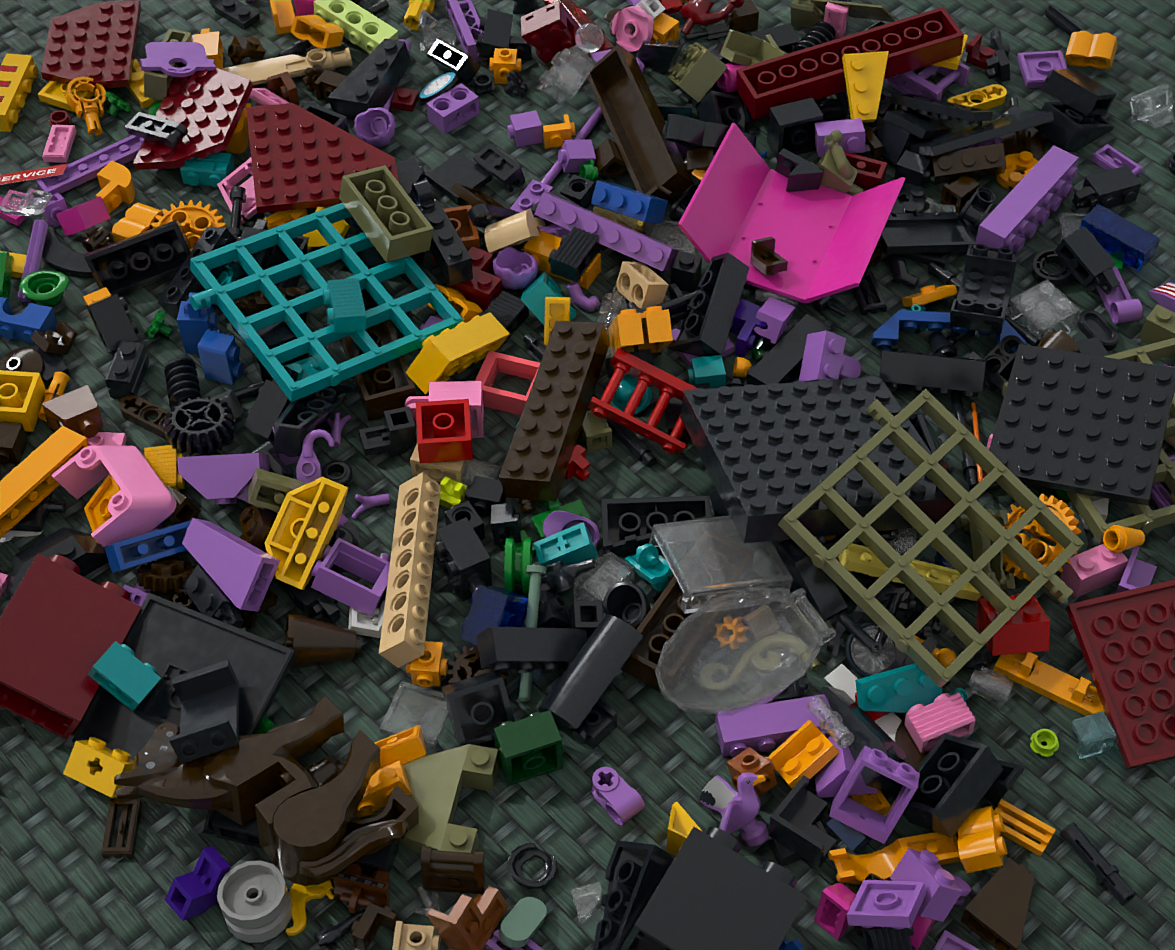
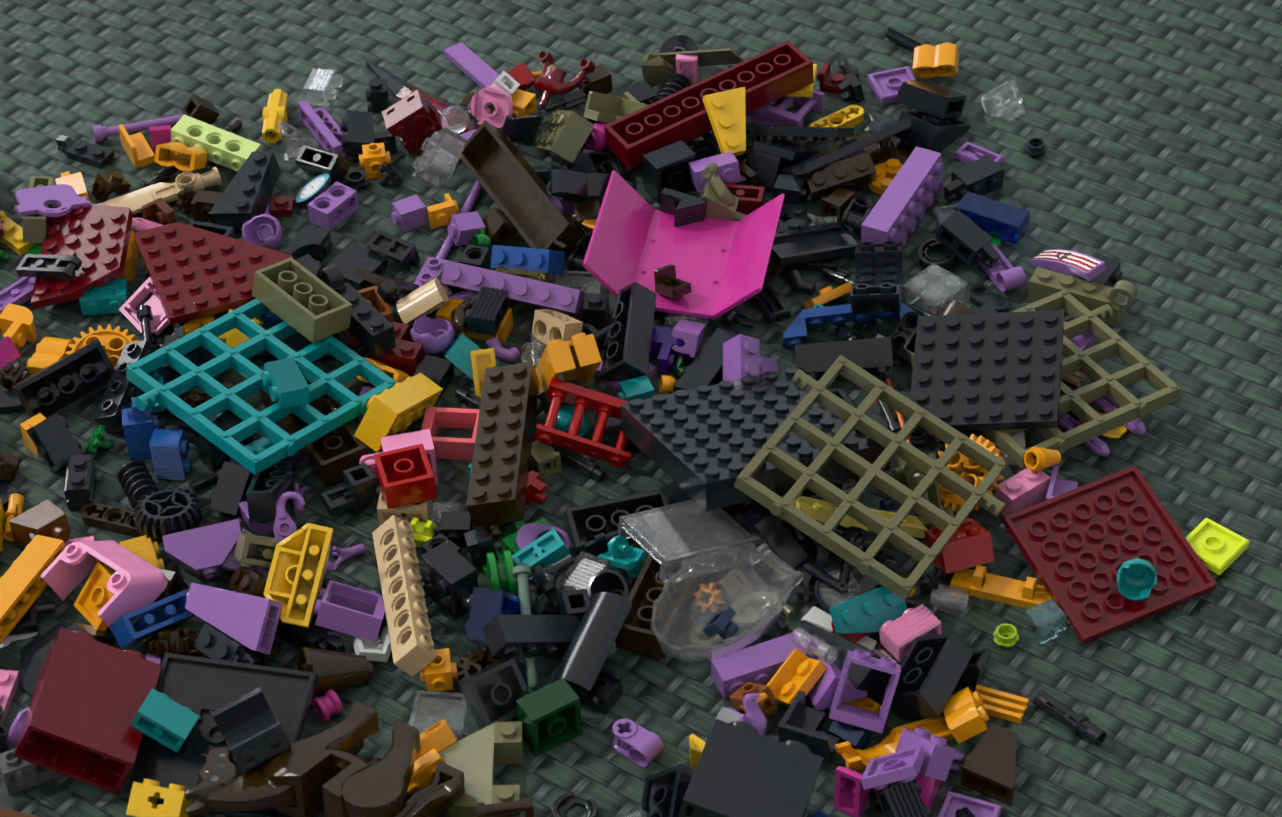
camera: 10 degrees left, 10 degrees down
(304, 682) = (327, 706): none -> dark pink wheel
(420, 144) = (311, 241): none -> black arch
(544, 251) = (458, 314): none -> dark brown arm
(735, 673) = (722, 624): none -> dark blue tile

